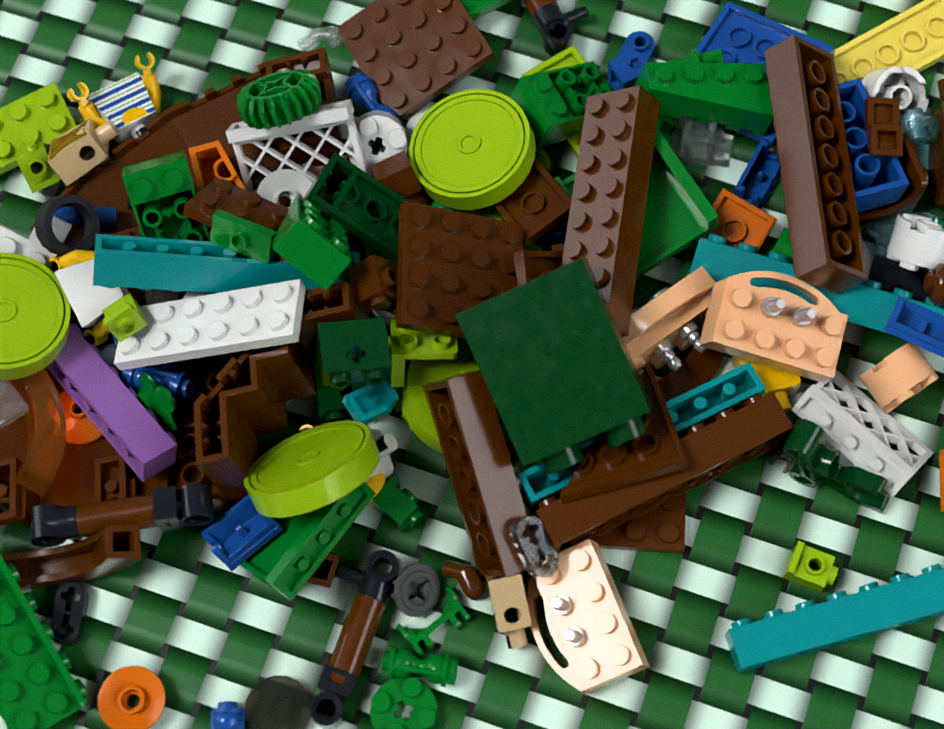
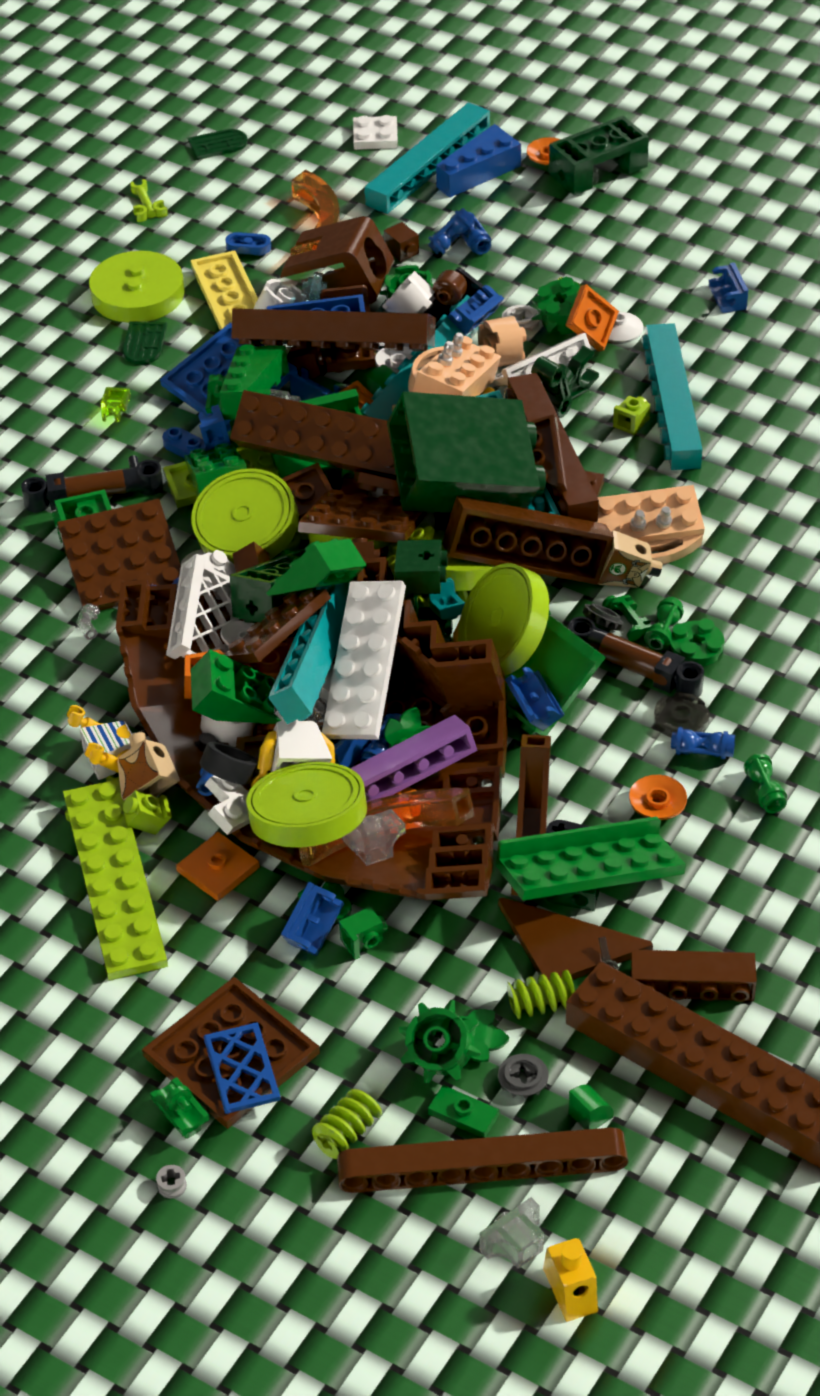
camera: 80 degrees left, 25 degrees down
(124, 317) = (337, 717): lime bracket -> none
(163, 508) = (507, 728): black piece -> none
(242, 236) = (297, 617): green plate -> none
(279, 99) = (168, 599): green gear -> none
(467, 577) = (599, 589): reddish brown arm -> none
(537, 544) = (594, 516): clear smoke beam -> none
(883, 128) = (322, 297): reddish brown slope -> none

